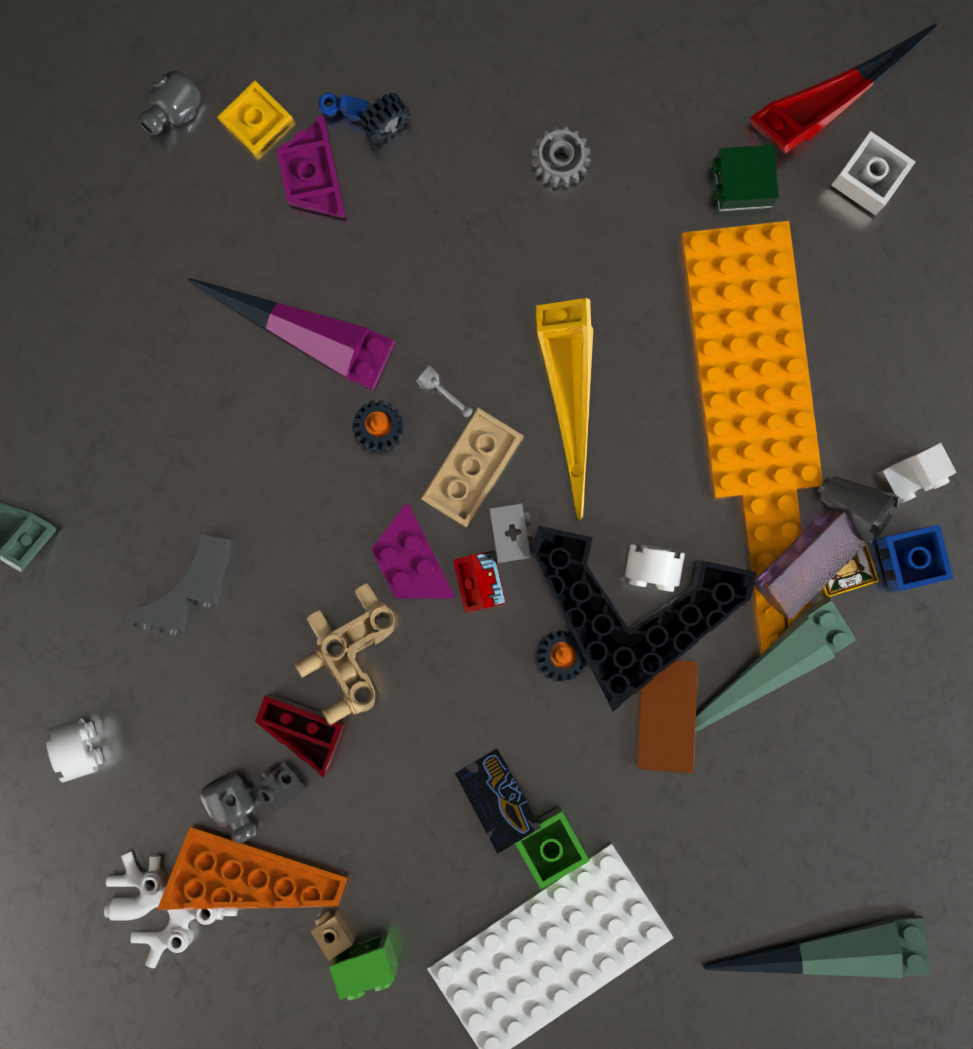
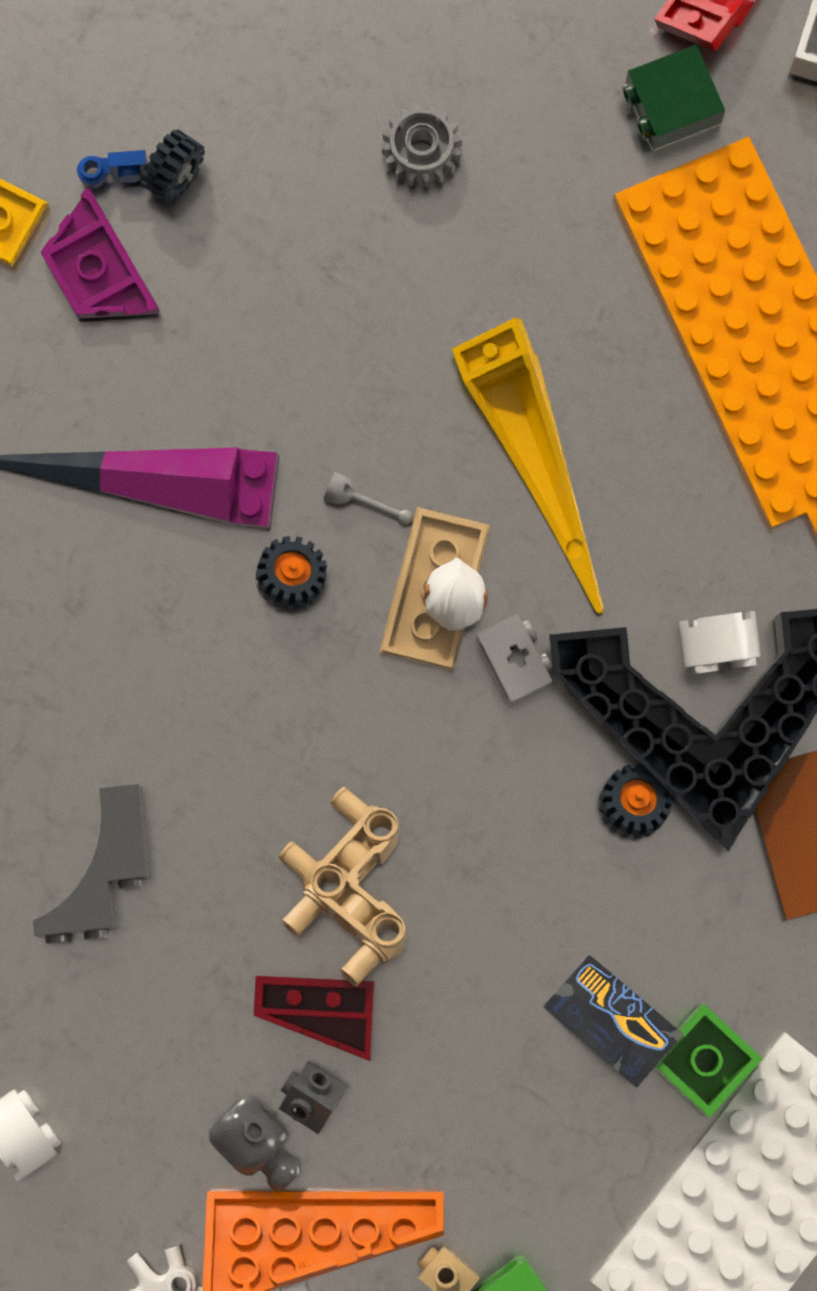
camera: 15 degrees left, 5 degrees down
(409, 560) = (391, 739): magenta wing -> none
(479, 581) = (493, 737): red panel -> none
(483, 477) = (455, 595): none -> white hair

